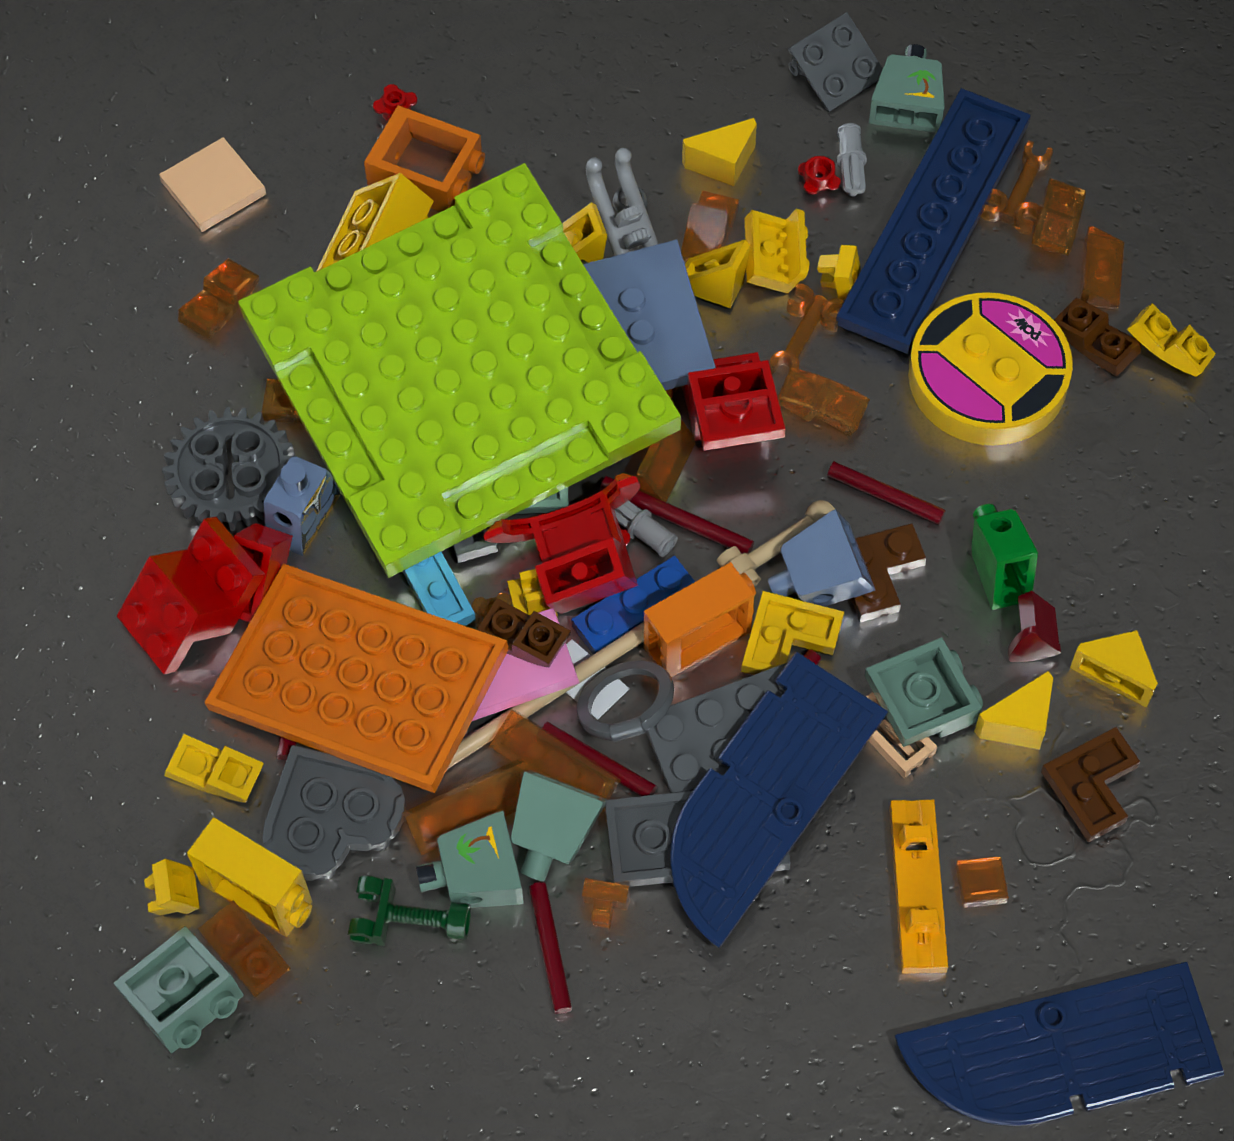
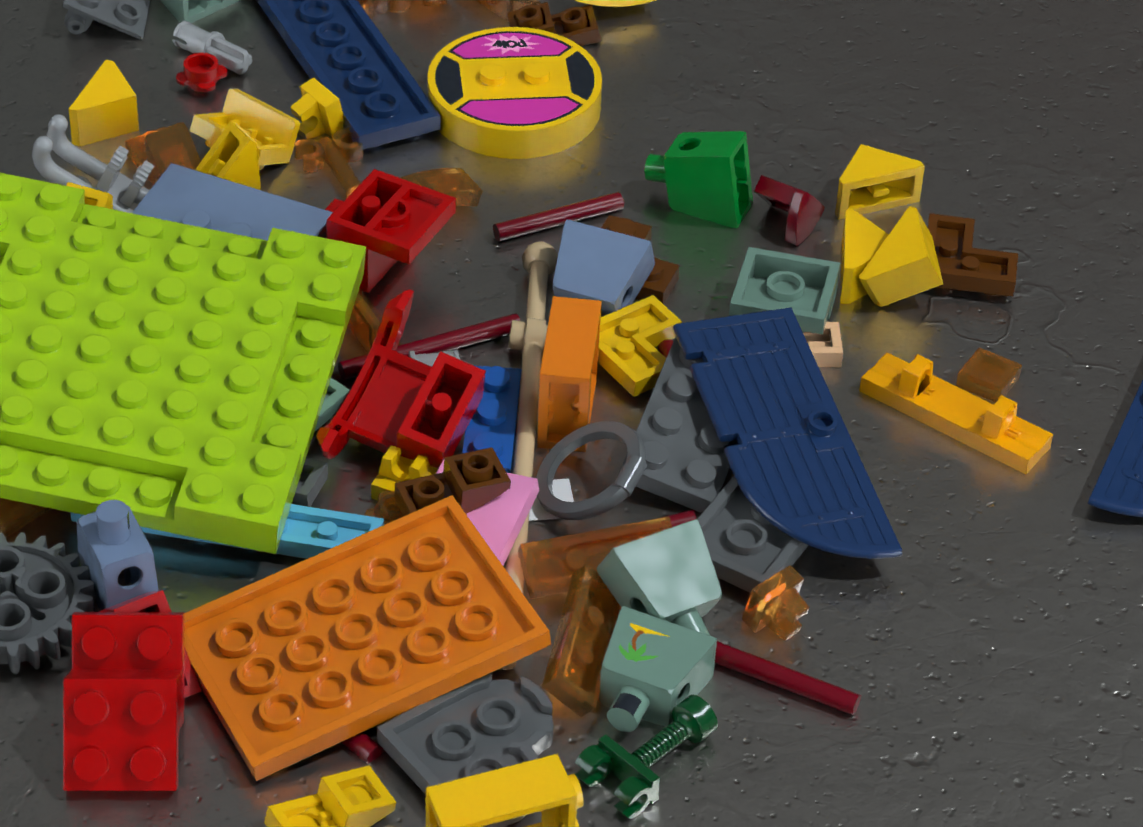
camera: 55 degrees left, 20 degrees down
(1032, 747) = (903, 262): none -> yellow slope

